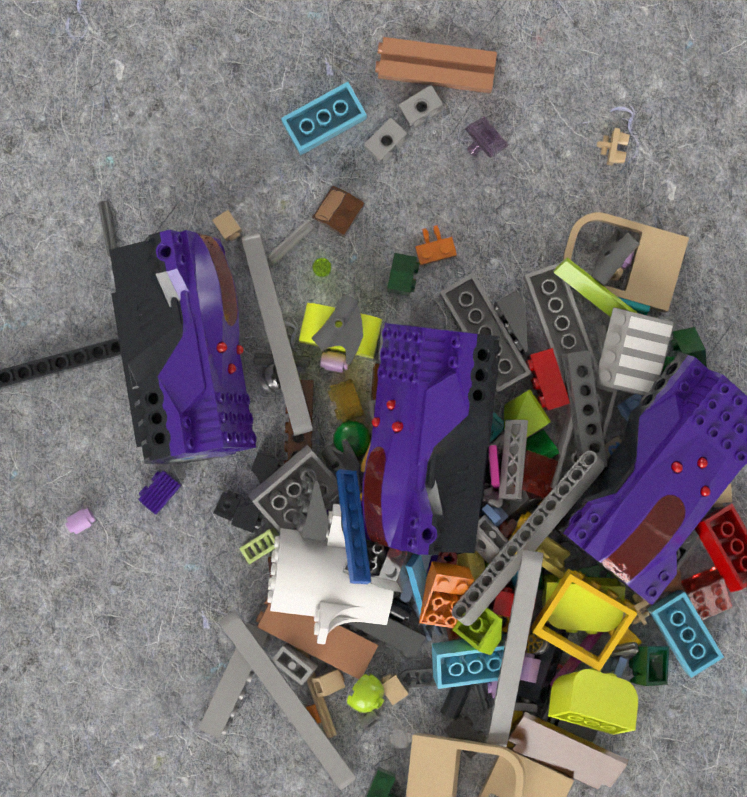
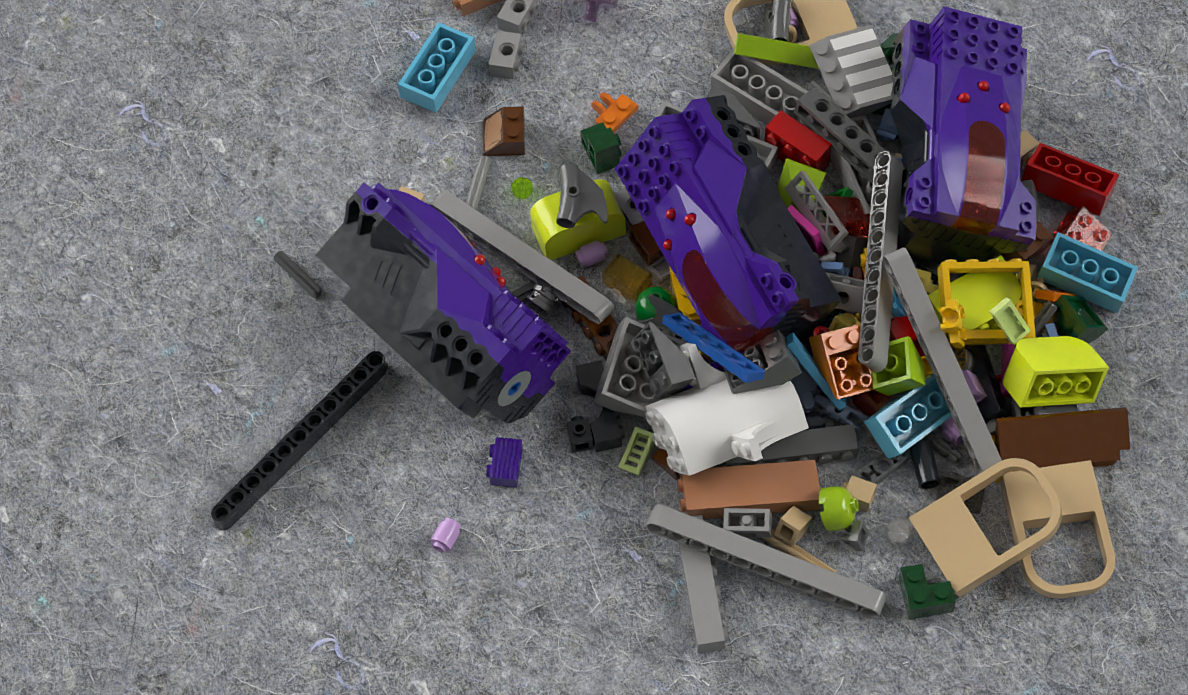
camera: 30 degrees left, 25 degrees down
(541, 628) = (952, 322): none -> yellow plate
(584, 653) = (1010, 321): none -> yellowish green tile
(646, 636) = (1050, 295): none -> orange plate

